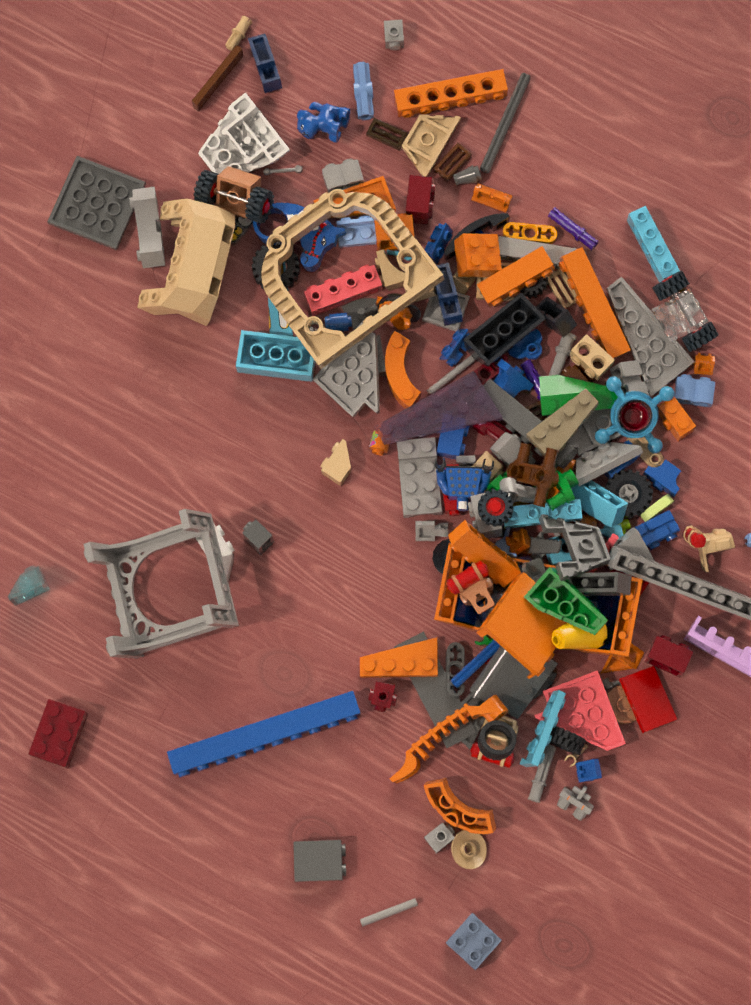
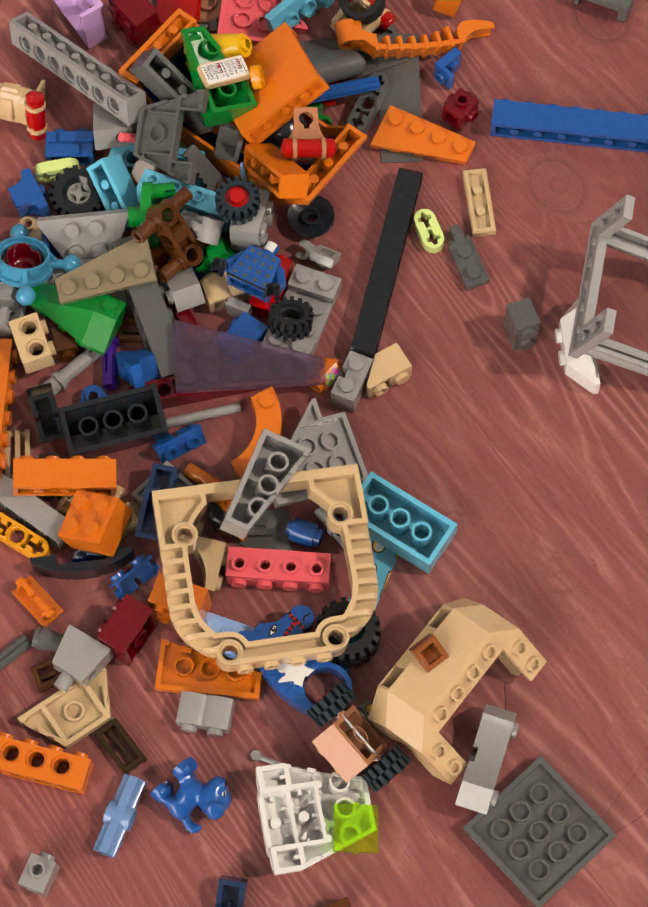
camera: 155 degrees left, 10 degrees down
(210, 146) = (355, 828): none -> clear neon green piece
(210, 256) = (429, 652): none -> dark orange slope
(323, 578) = (466, 259): none -> dark grey hinge
(335, 630) = (479, 202): none -> tan tile
(357, 449) = (350, 387): none -> light grey brick
(358, 592) = (433, 228): none -> yellowish green beam
(371, 316) = (266, 475): none -> light grey wedge
(378, 547) = (386, 262): none -> black beam
(410, 733) = (447, 66): none -> blue bracket
(418, 452) = (290, 328): none -> black tyre
(426, 329) = (198, 475): none -> orange axle
(440, 165) = (79, 659): none -> light grey torso
(534, 615) = (257, 77): none -> light orange tile
(558, 603) = (223, 72): none -> tile

